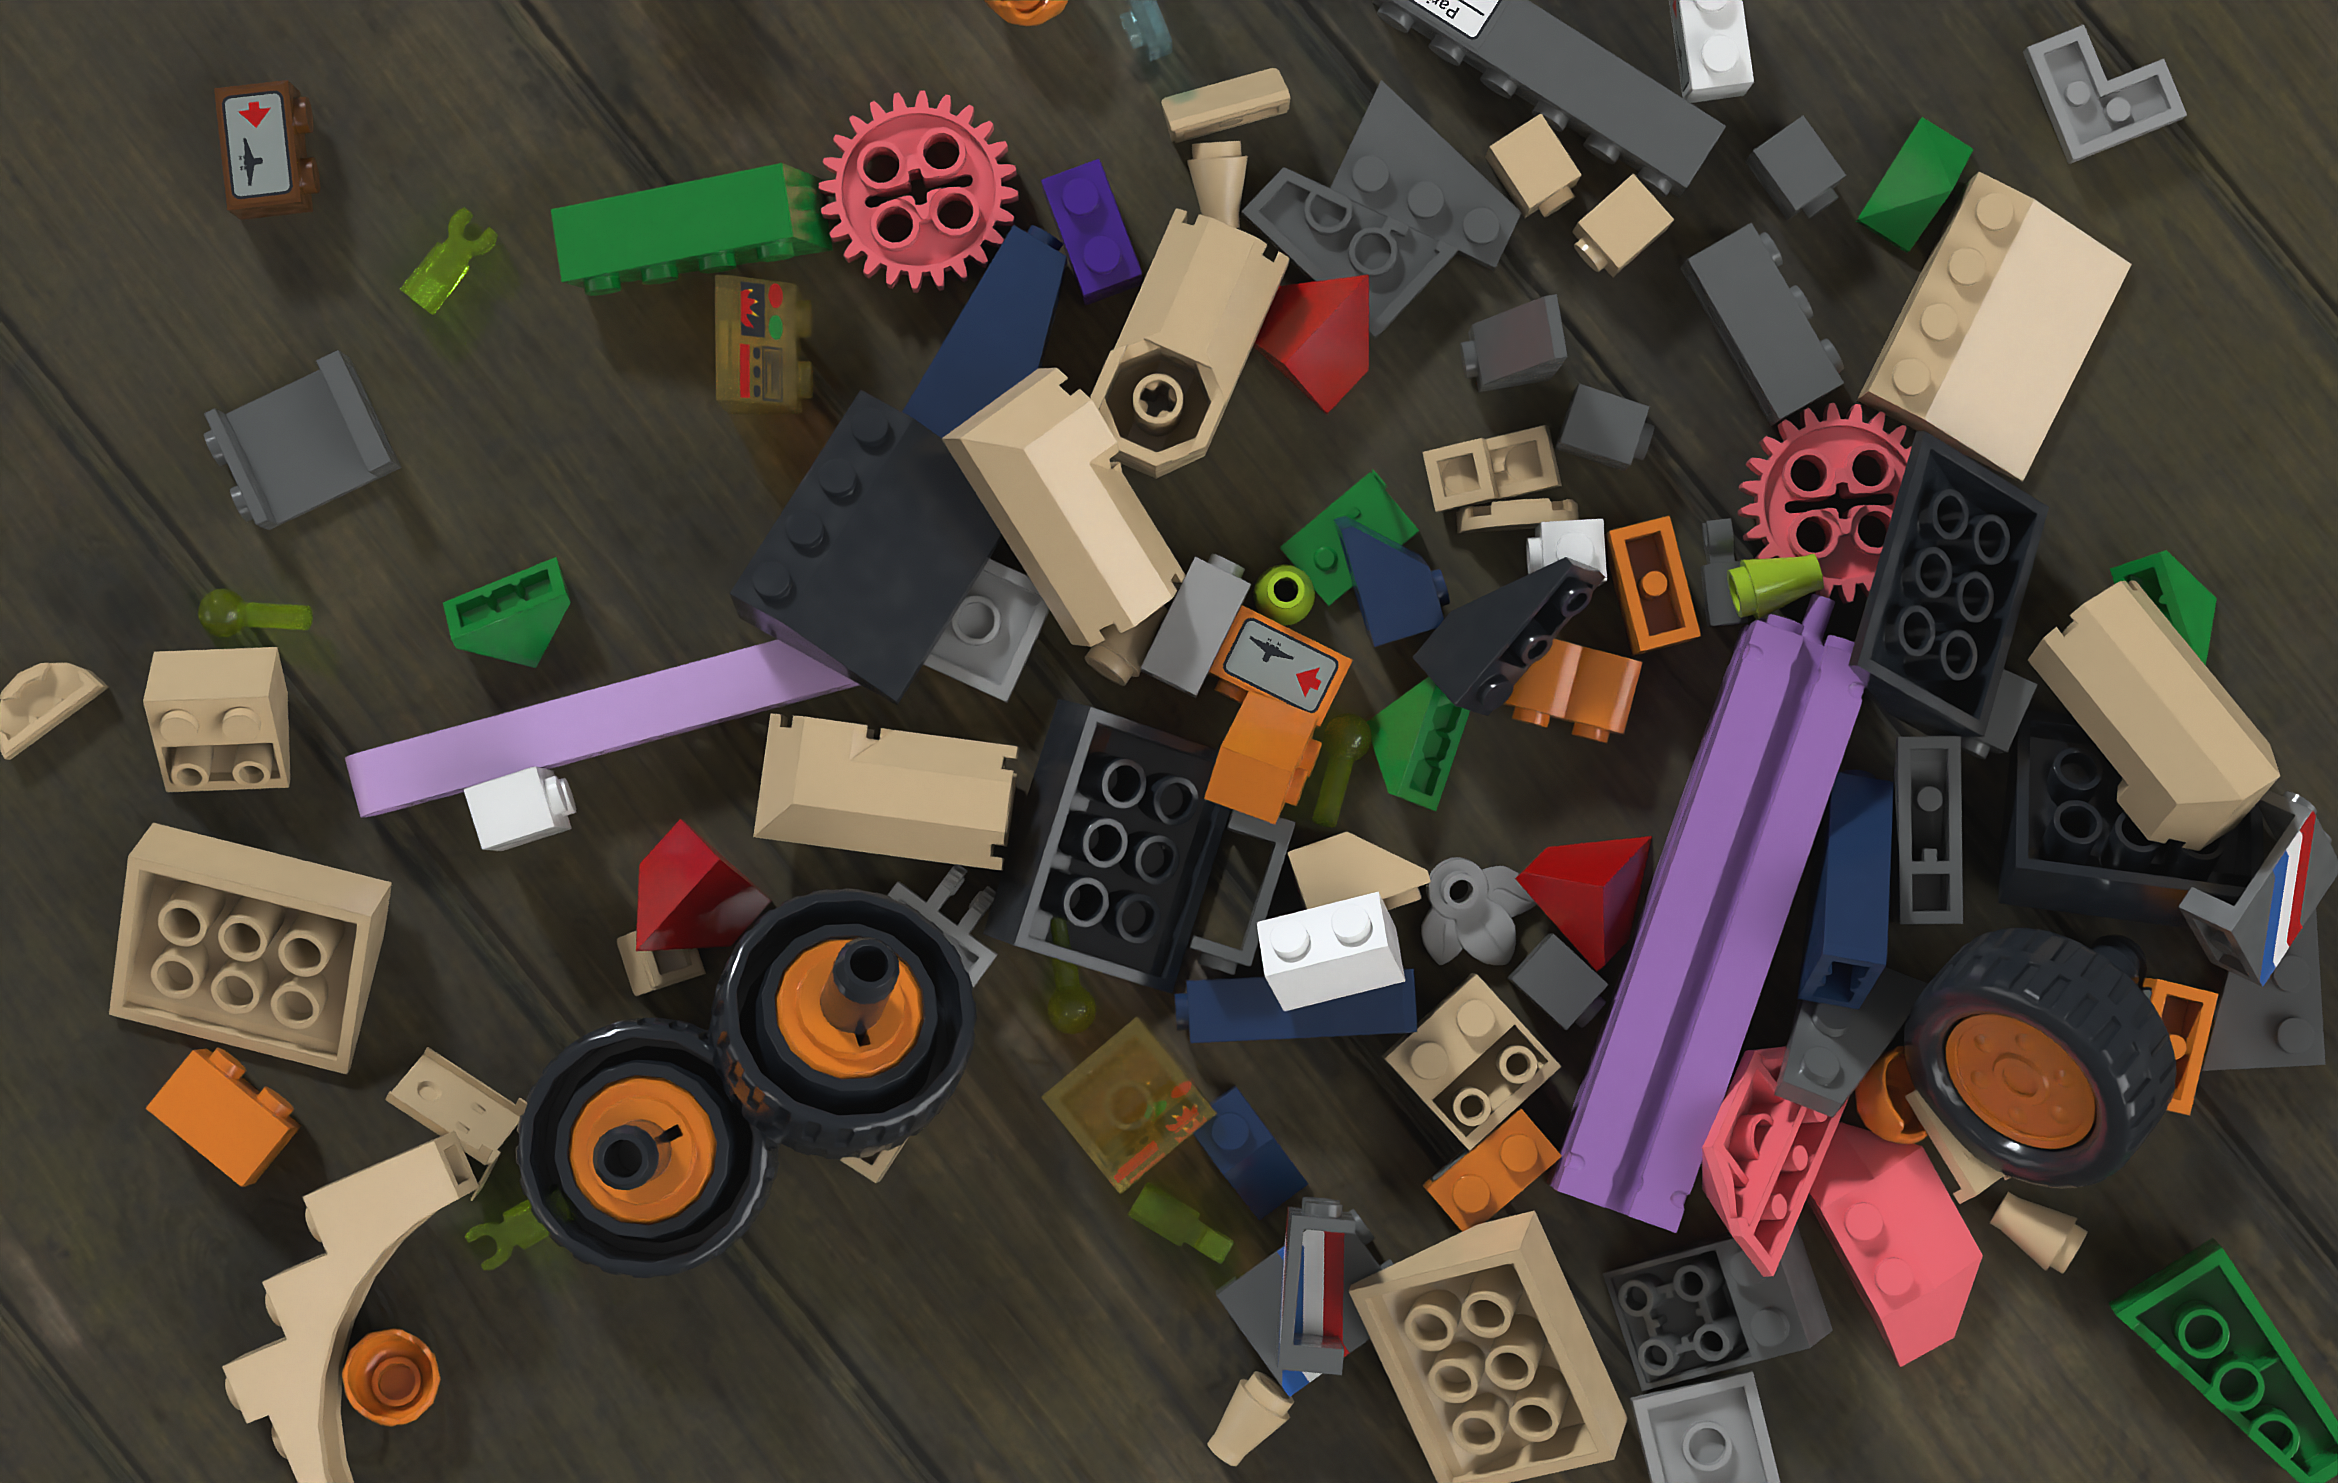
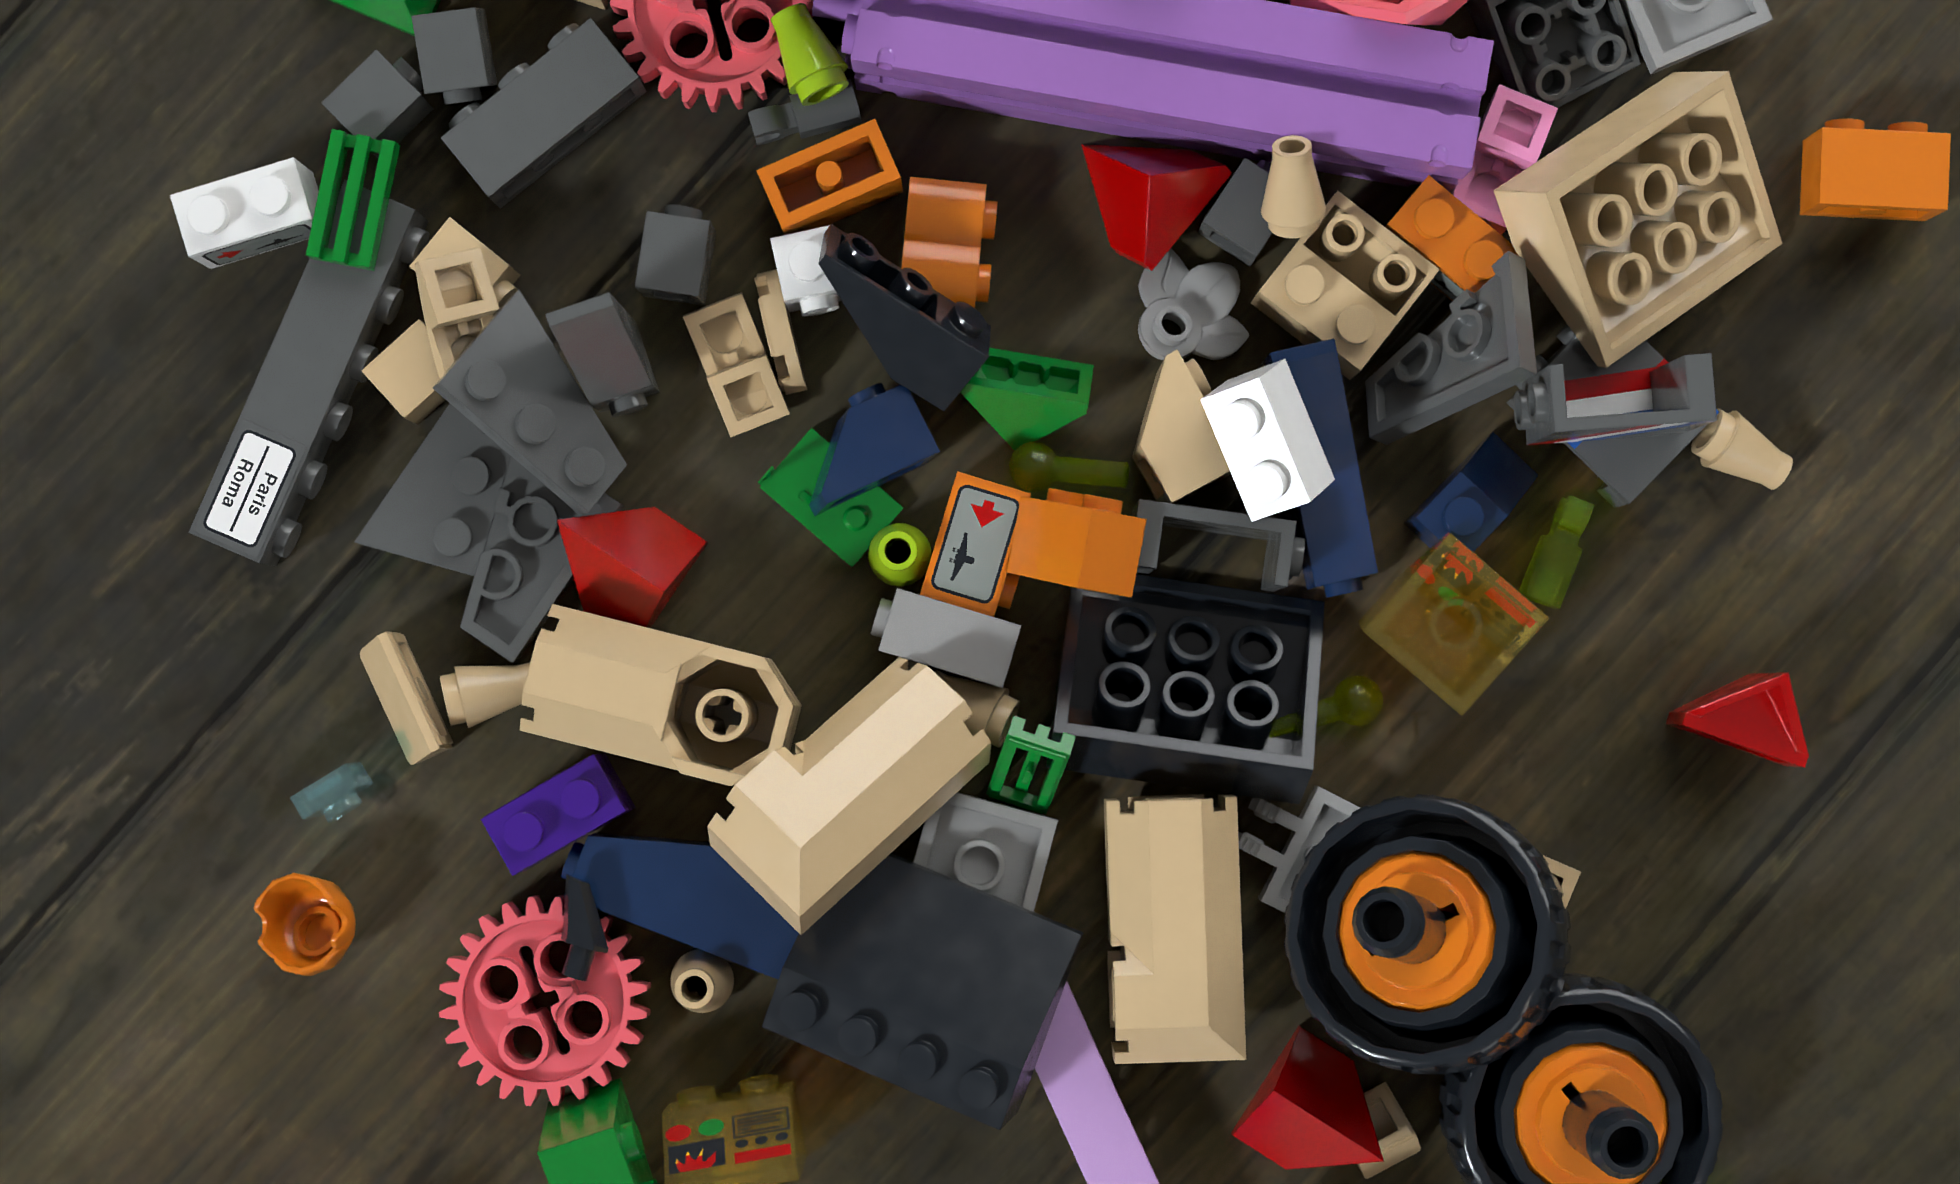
camera: 100 degrees left, 0 degrees up
(913, 356) = (713, 970): none -> tan cone
(980, 236) = (581, 929): none -> black bar
(994, 1376) = (1751, 716): none -> red slope
(1078, 690) = (1037, 746): none -> green tile
(1376, 1154) = (1463, 361): none -> dark grey wing
(1479, 268) = (532, 407): none -> dark grey wing
(1563, 1019) = (1293, 193): none -> tan cone
(1571, 213) = (454, 302): none -> tan slope
(1578, 1238) = (1505, 146): none -> bright pink slope
(1711, 108) = (328, 196): none -> green tile
(1832, 249) = (455, 53): none -> dark grey brick

